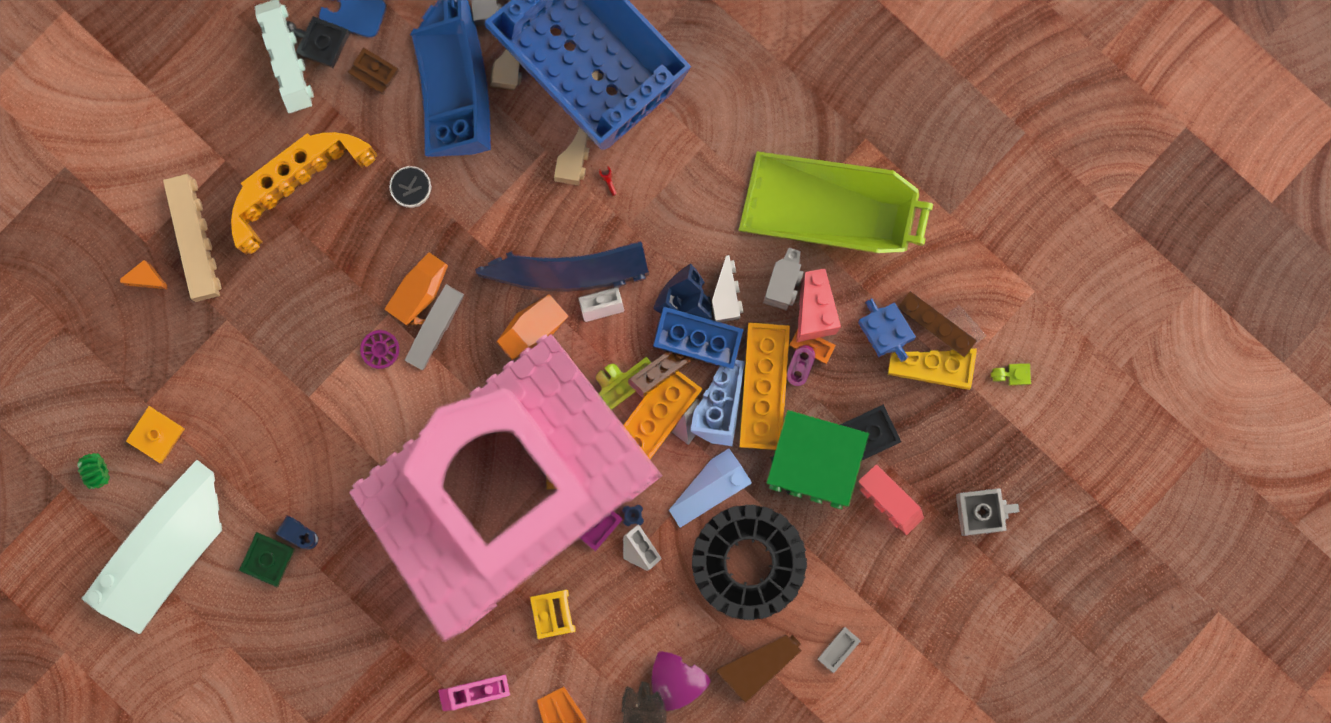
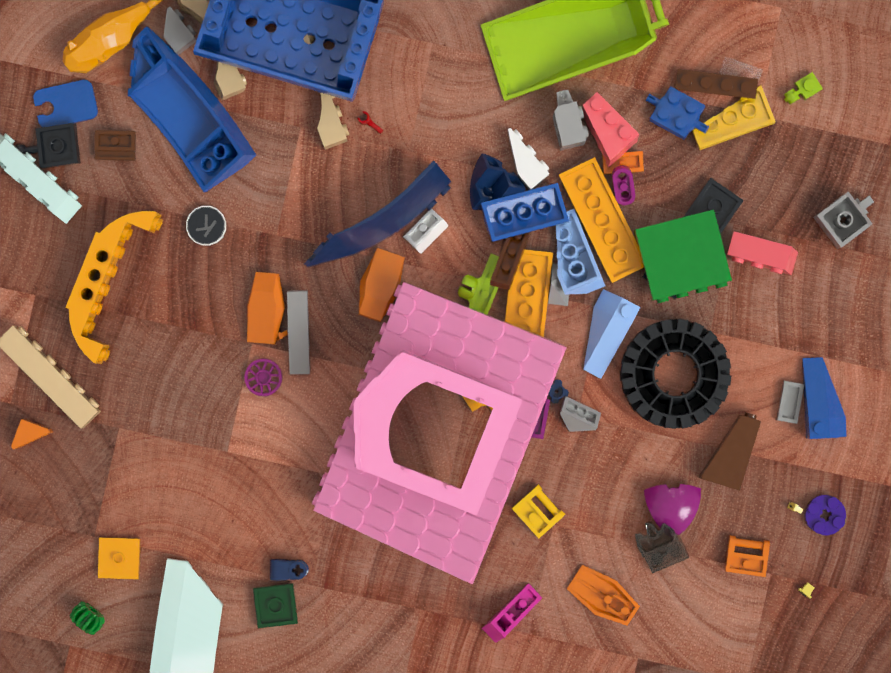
camera: 30 degrees left, 5 degrees up
(866, 670) = (821, 403): none -> blue wedge

